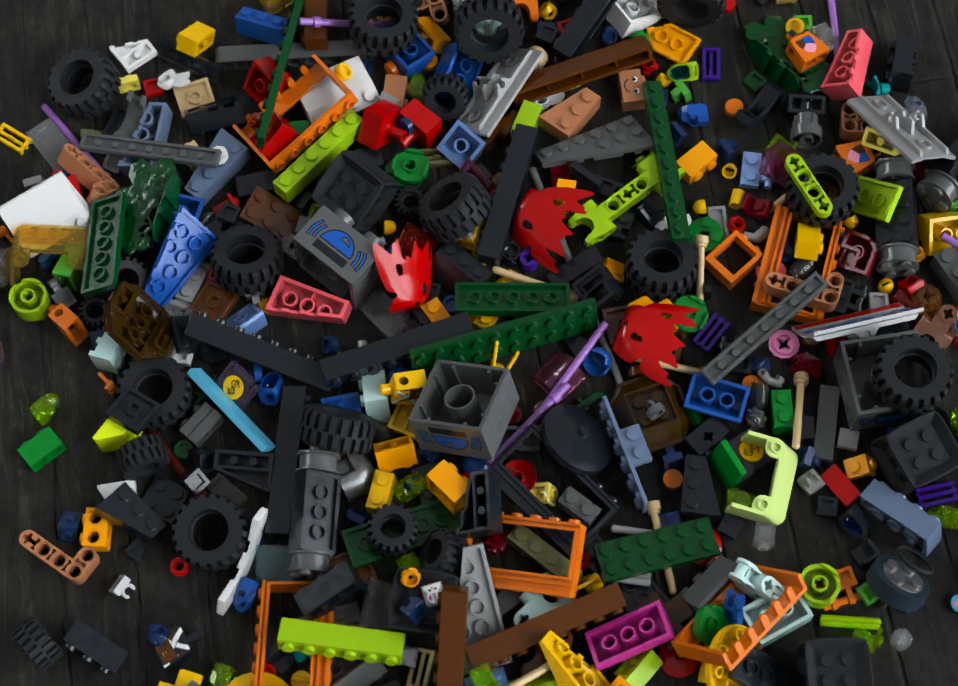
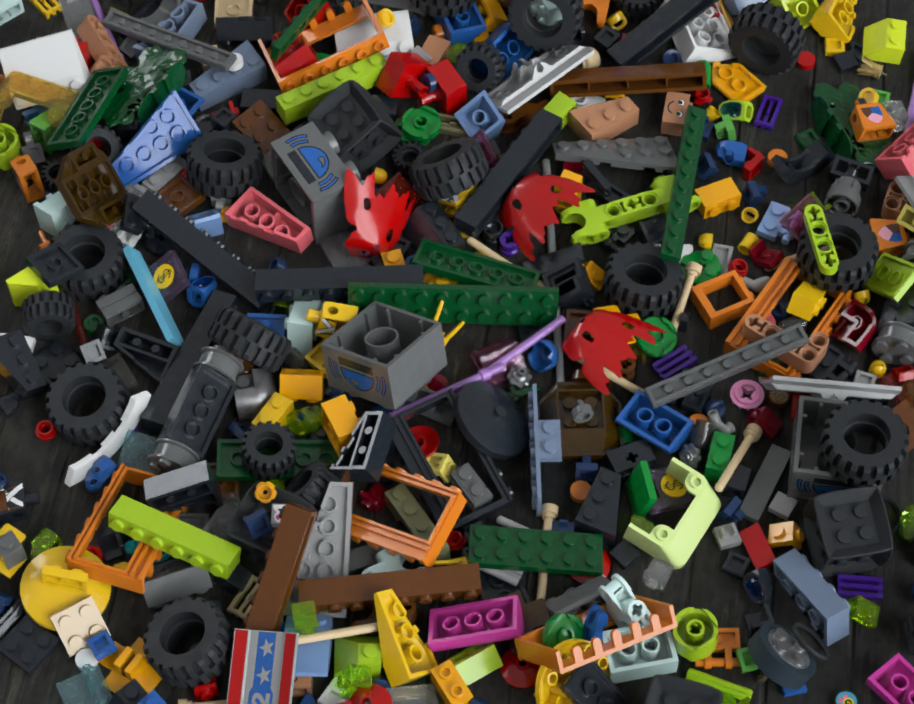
camera: 15 degrees right, 10 degrees down
(582, 386) = (519, 376): none -> flat silver plant
(717, 118) = (753, 164): none -> red bracket

